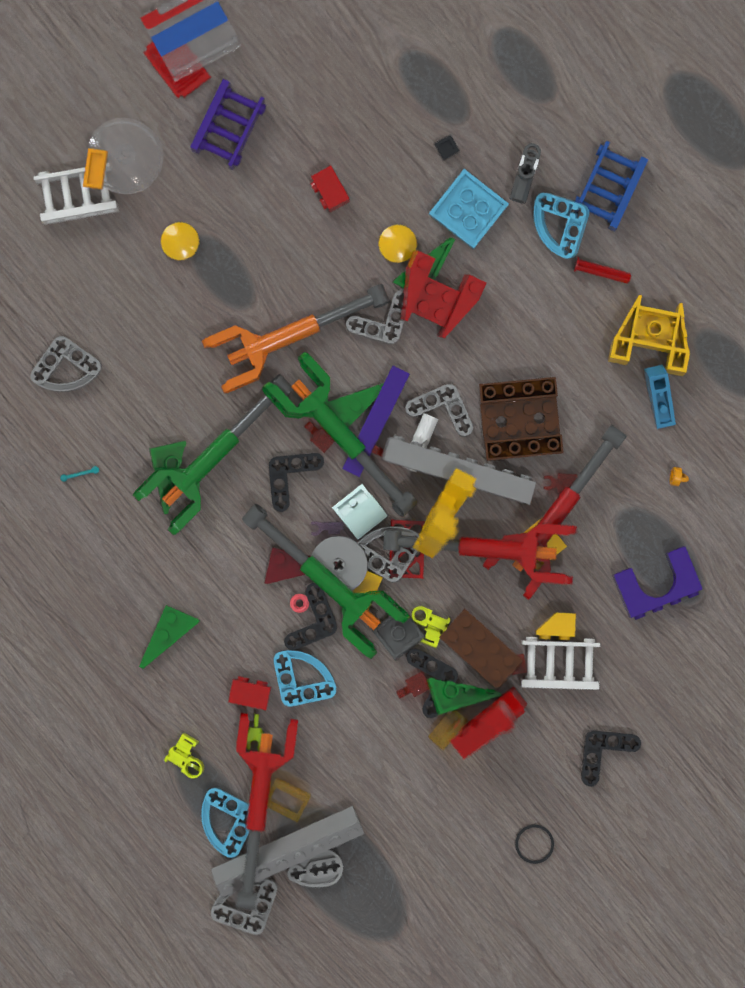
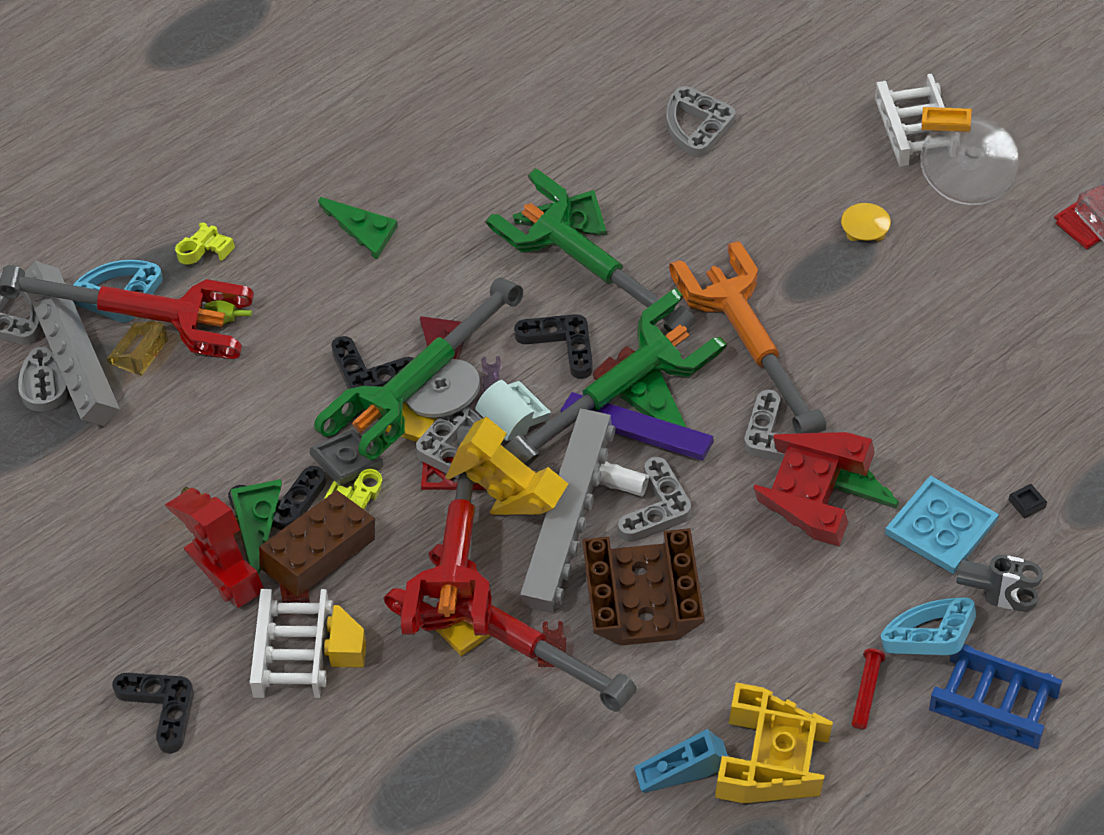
camera: 90 degrees right, 35 degrees down
(95, 470) = (569, 153): teal hinge -> none
(217, 109) = (1030, 243): dark purple fence -> none
(249, 693) = (277, 303): red brick -> none
(292, 687) = (282, 350): medium azure beam -> none
(305, 603) = (392, 351): coral plate -> none
(330, 189) = (951, 368): red brick -> none
(397, 243) = (890, 447): yellow dish -> none
(416, 685) = (271, 473): clear red plate -> none
(537, 861) = (33, 605): black piece -> none
(677, 476) = (561, 787): light orange tile -> none
(684, 584) = (400, 798): dark purple arch -> none

